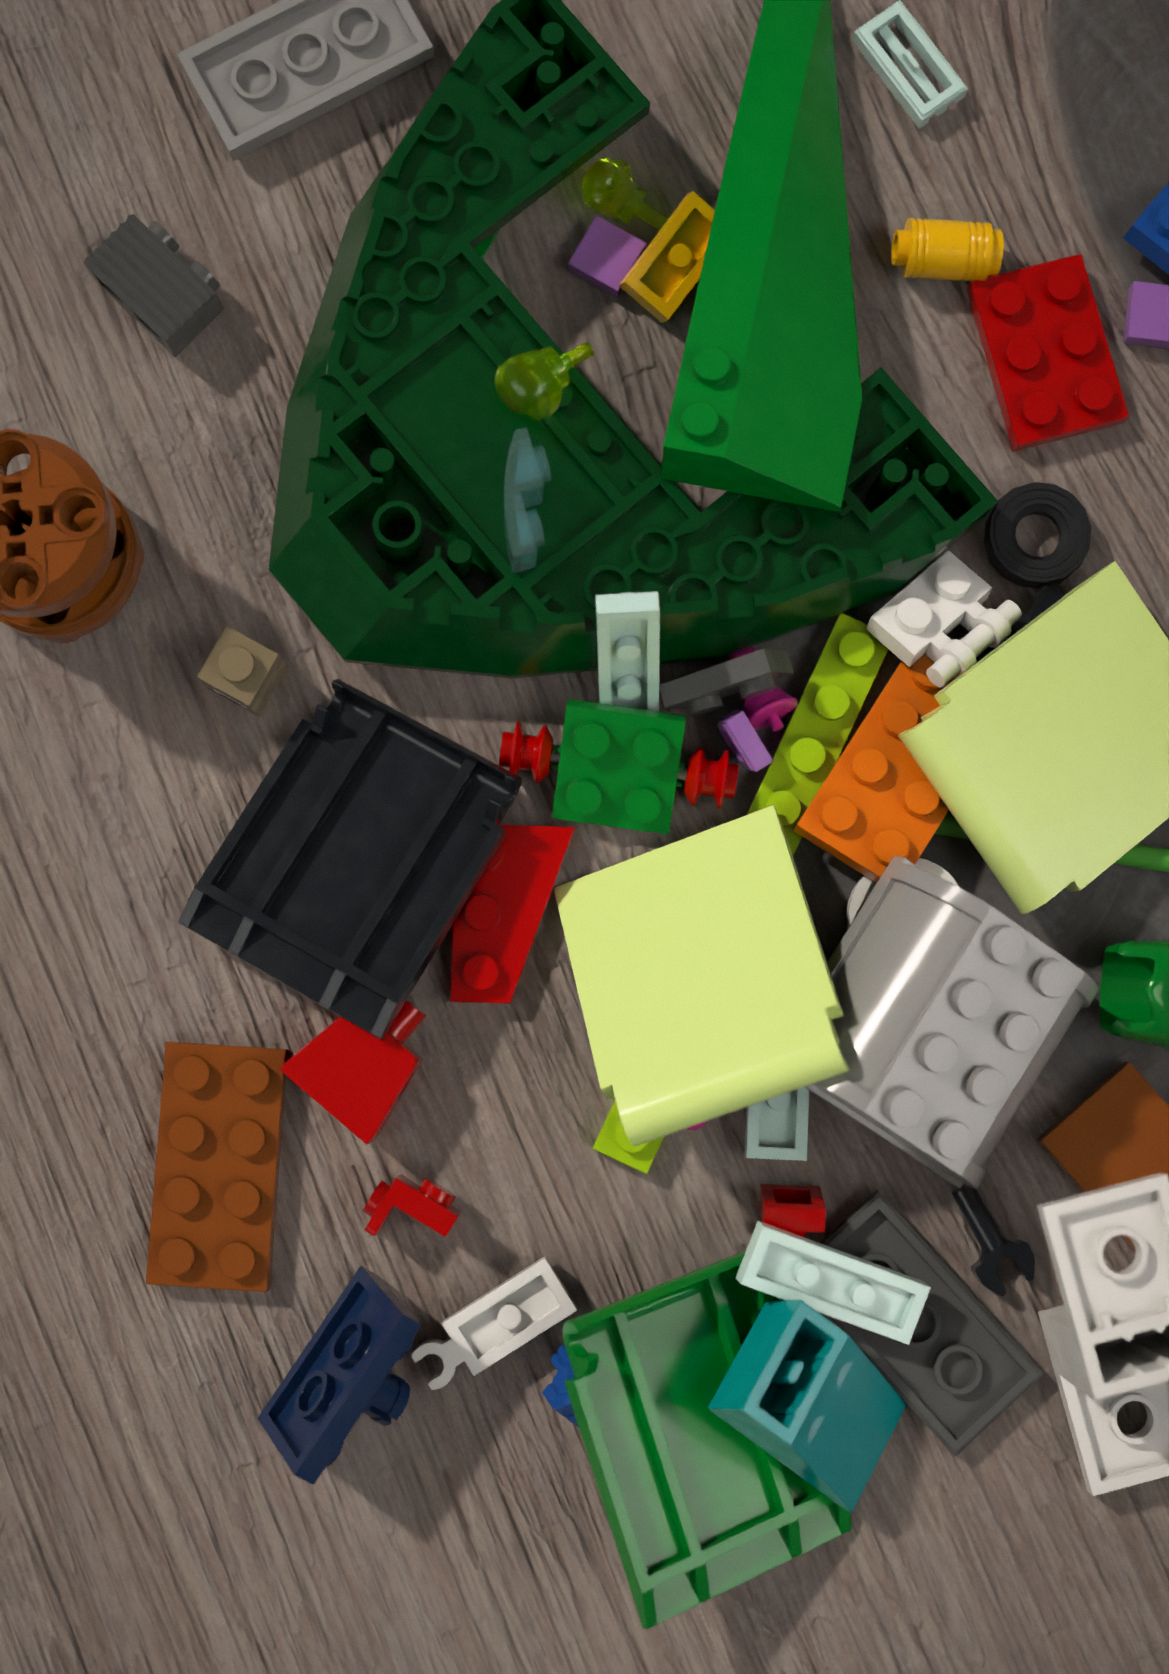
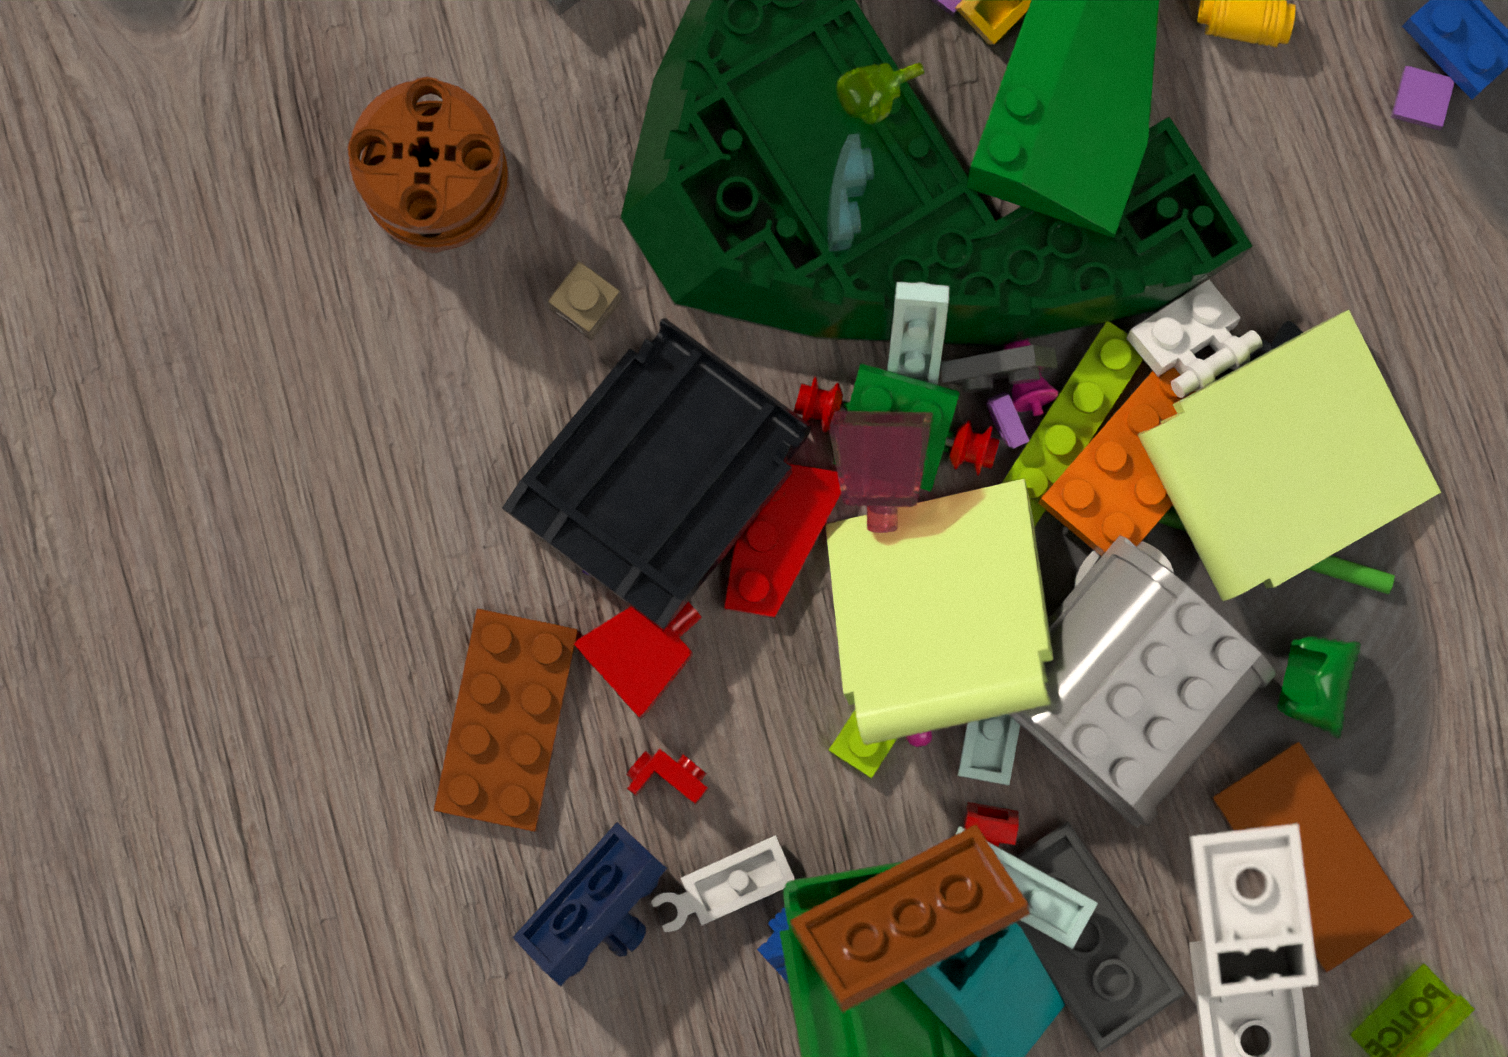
camera: 10 degrees right, 0 degrees up
(605, 808) = (880, 461): none -> clear pink torso
(716, 1350) = (909, 917): none -> dark orange plate
(992, 1243) = (1158, 877): black bar -> none
(1047, 352) = (1321, 117): red plate -> none
(1052, 503) = (1295, 246): black tyre -> none

